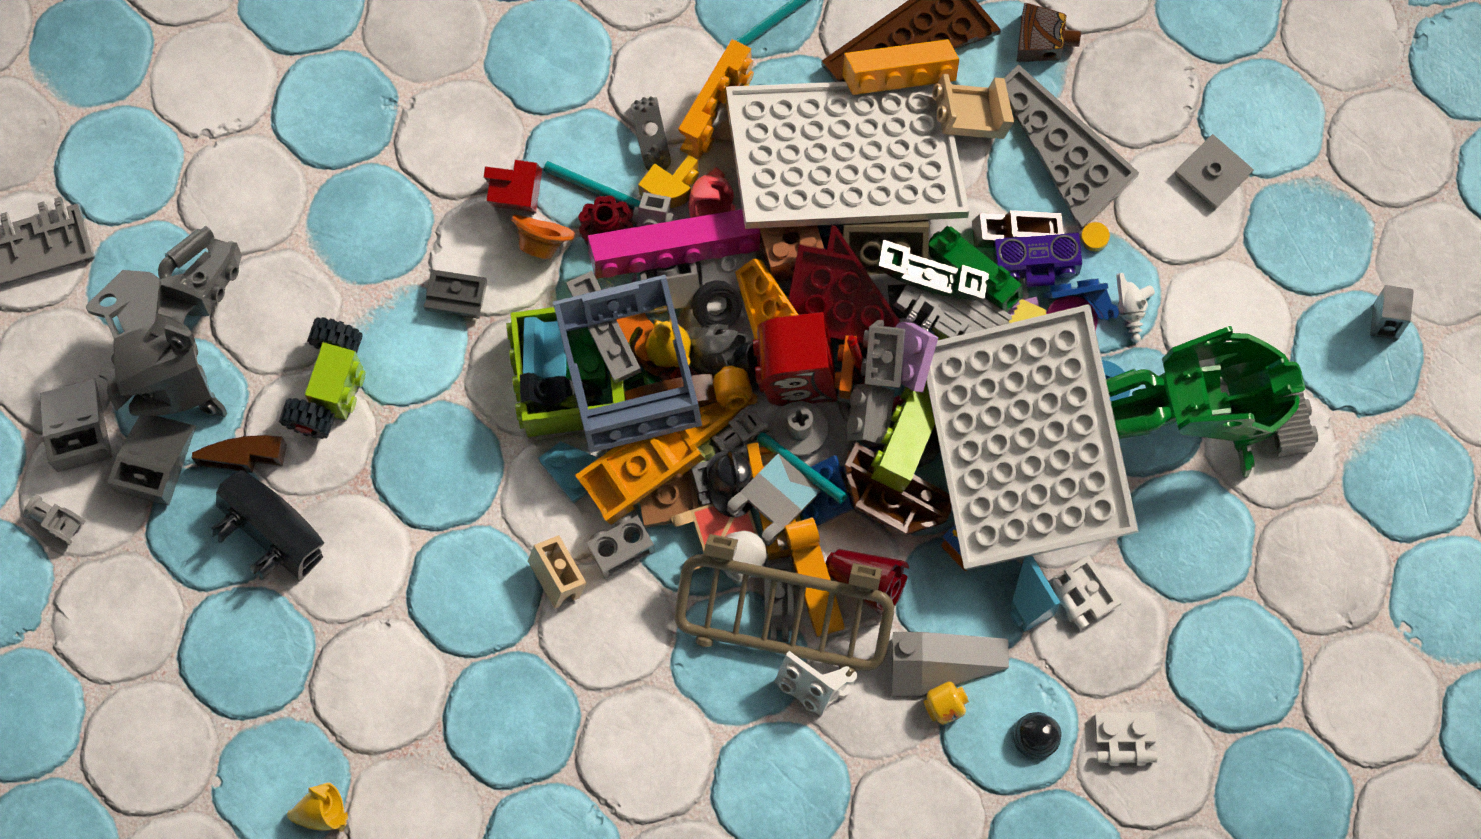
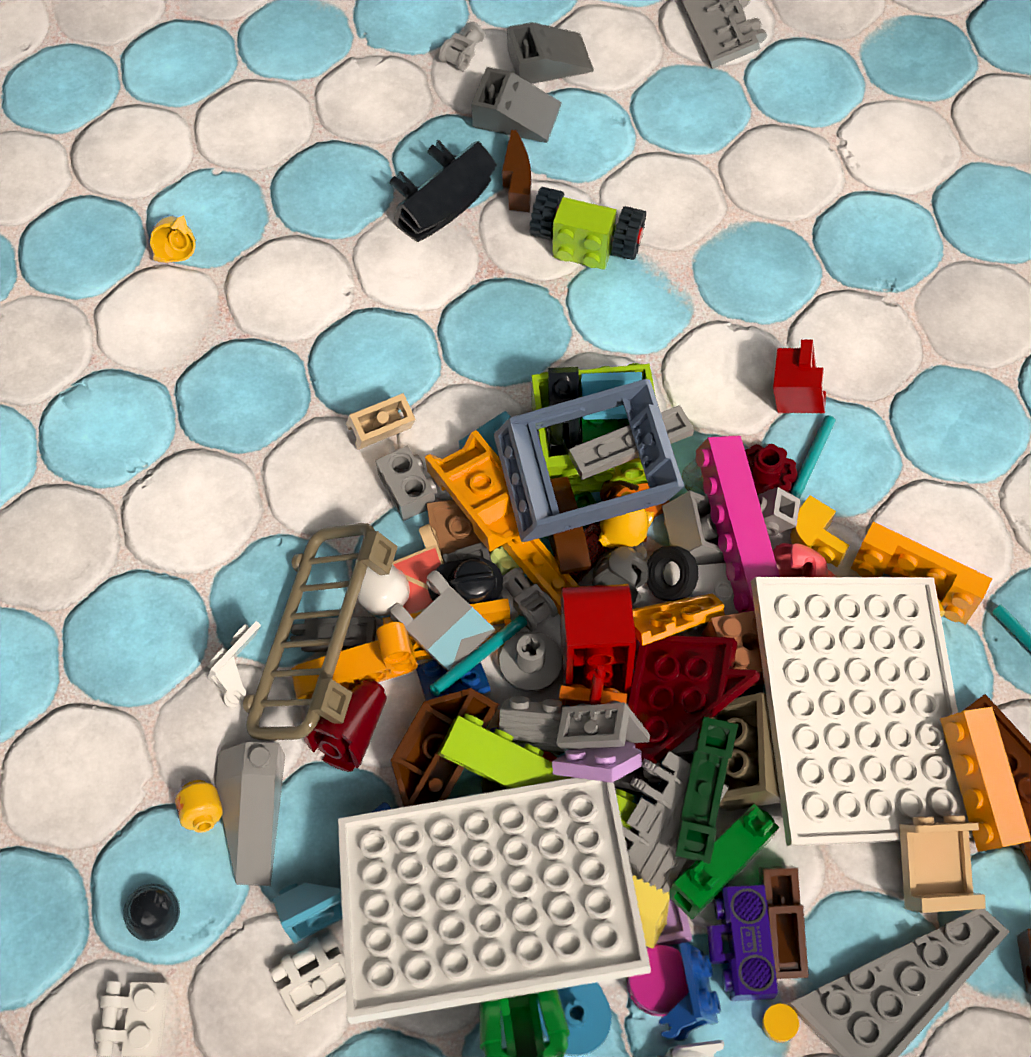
camera: 90 degrees right, 10 degrees down
(156, 350) = (637, 95): dark grey piece -> none
(455, 294) = (681, 338): dark grey plate -> none
(540, 237) = (748, 405): orange hat -> none
(653, 148) = (857, 514): dark grey piece -> none
(732, 387) = (569, 575): light orange head -> none

